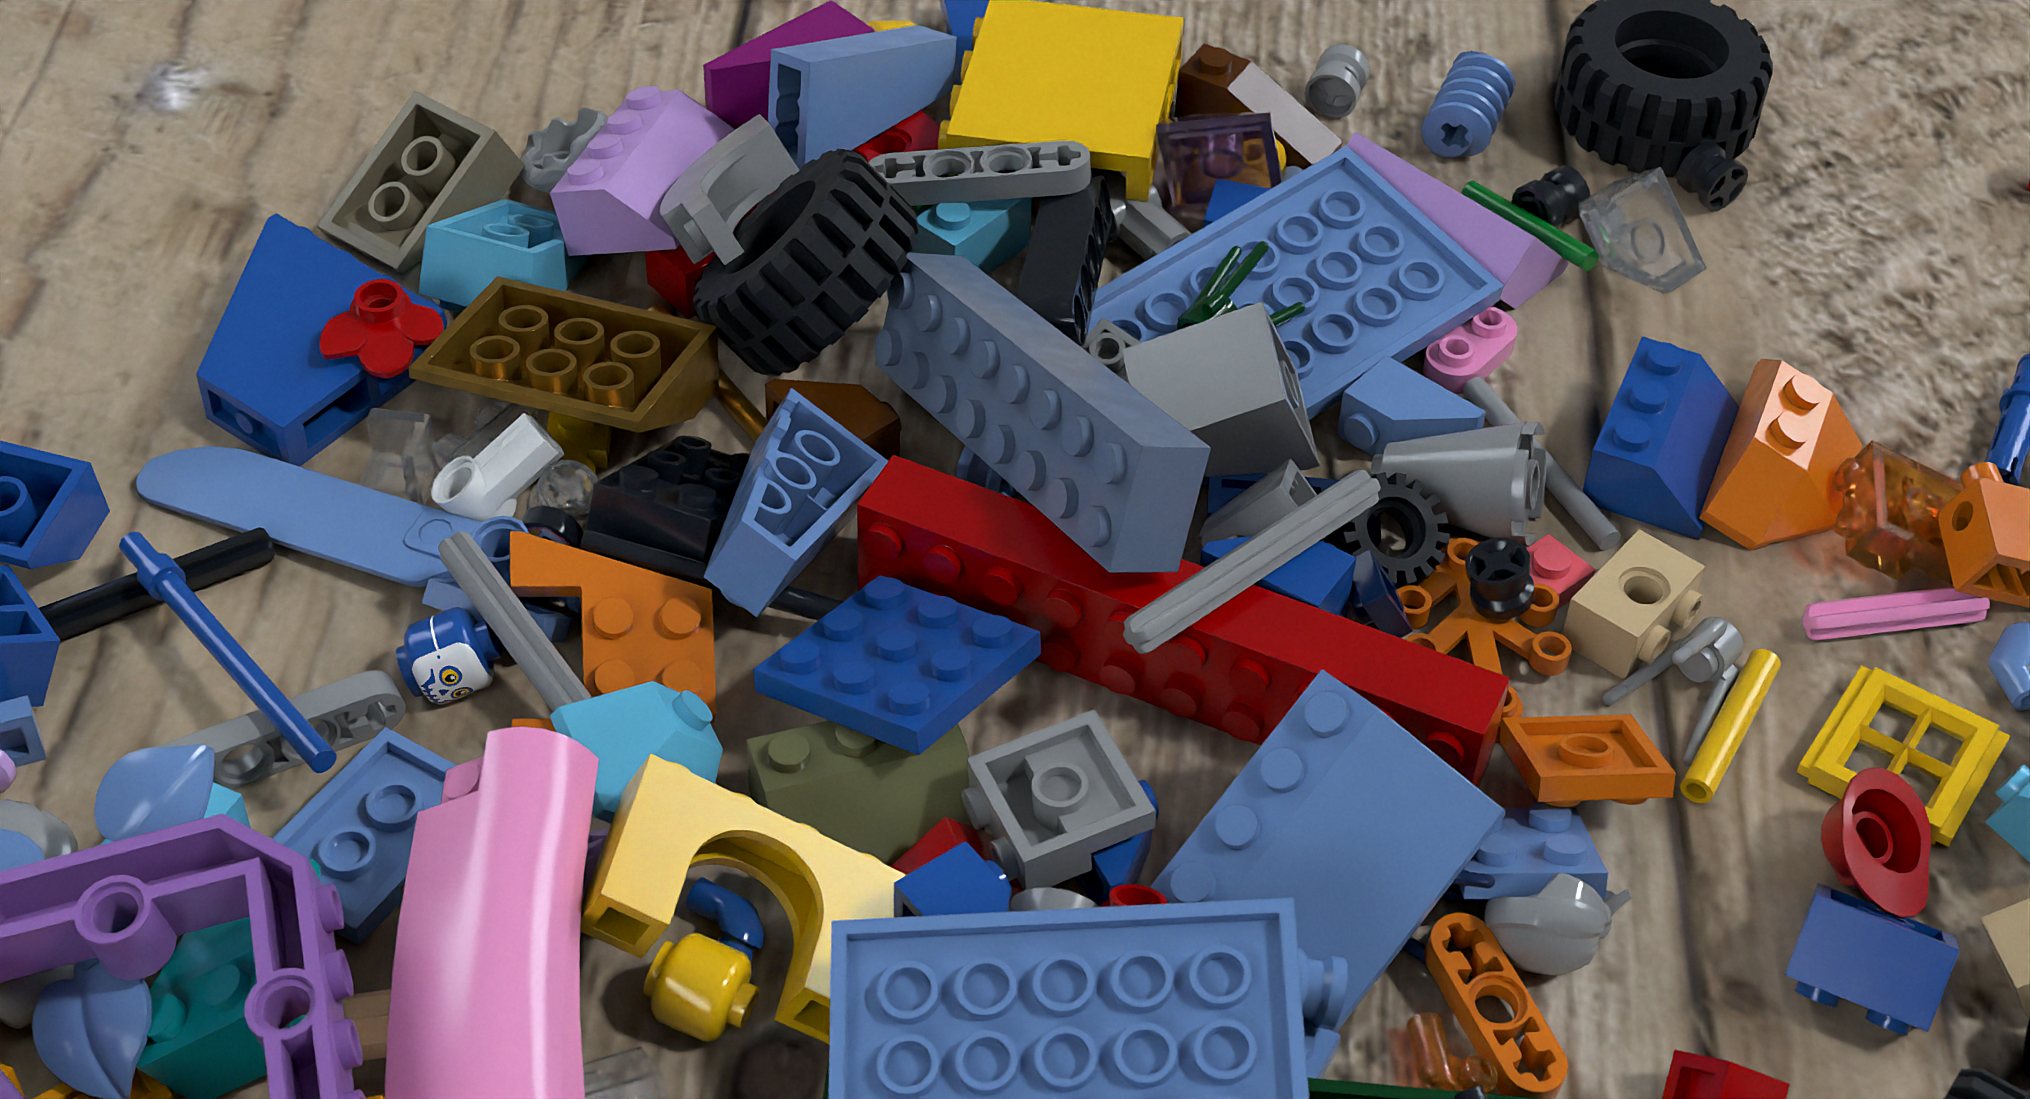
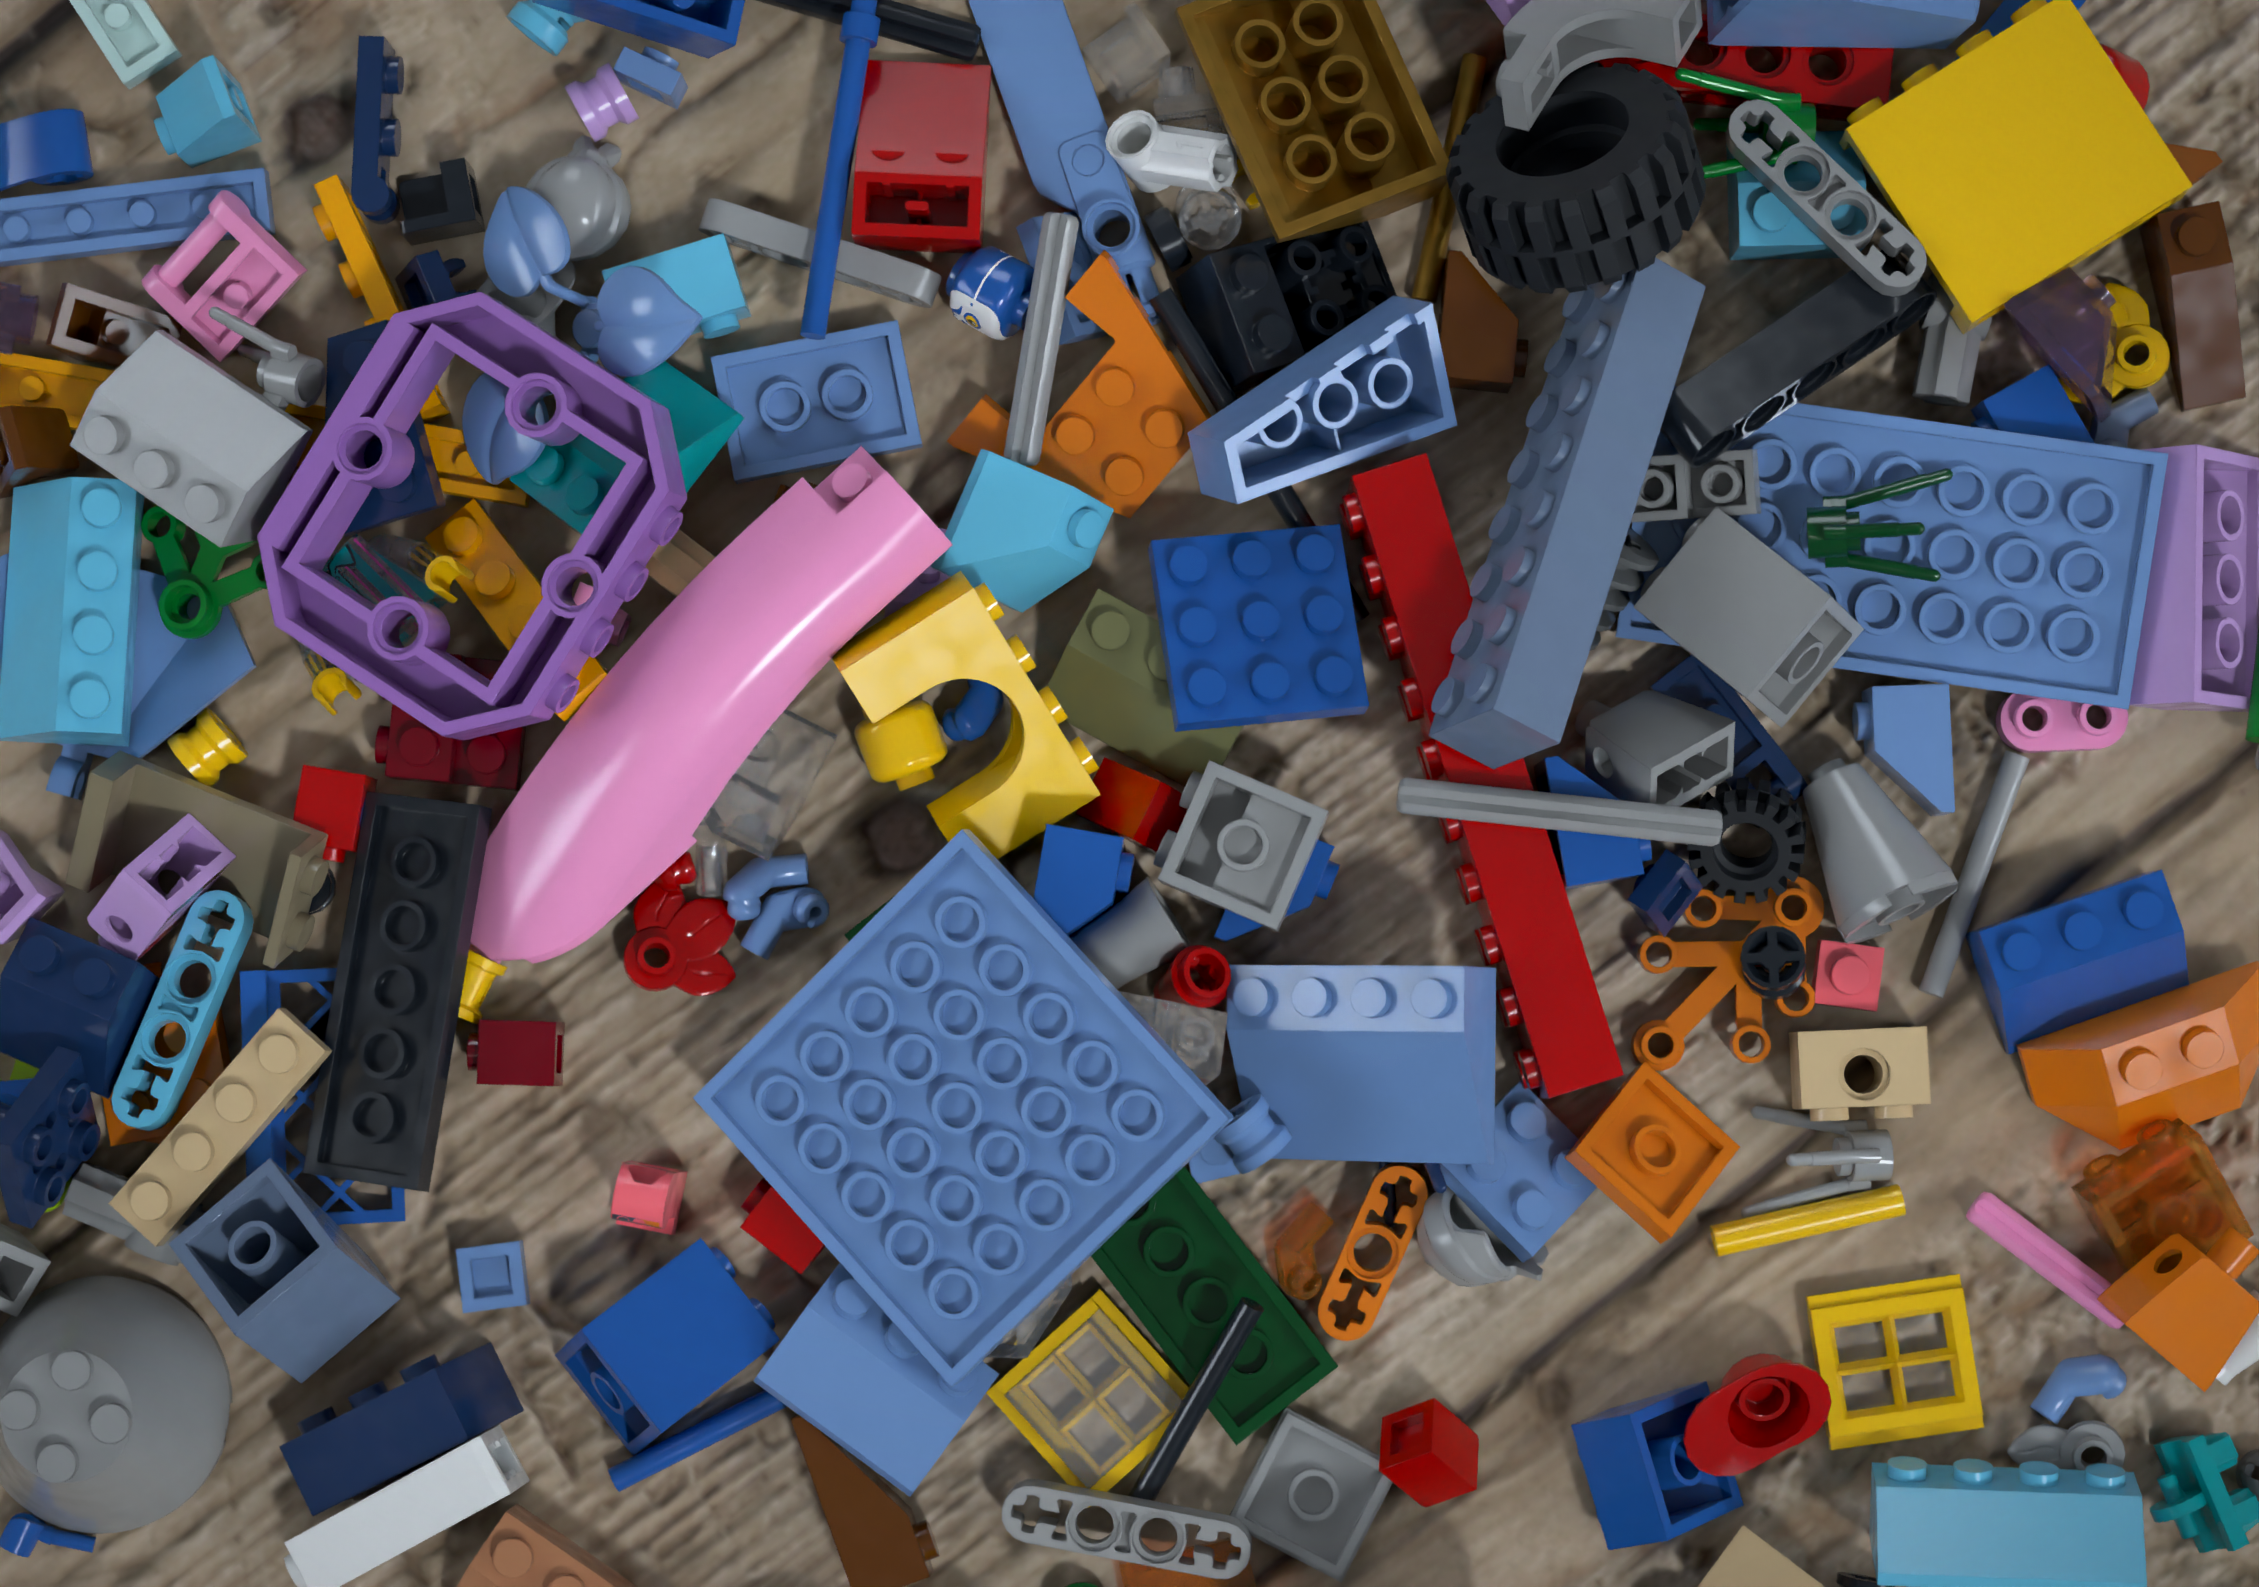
camera: 55 degrees right, 40 degrees up
(310, 619) = (922, 157): none -> red slope

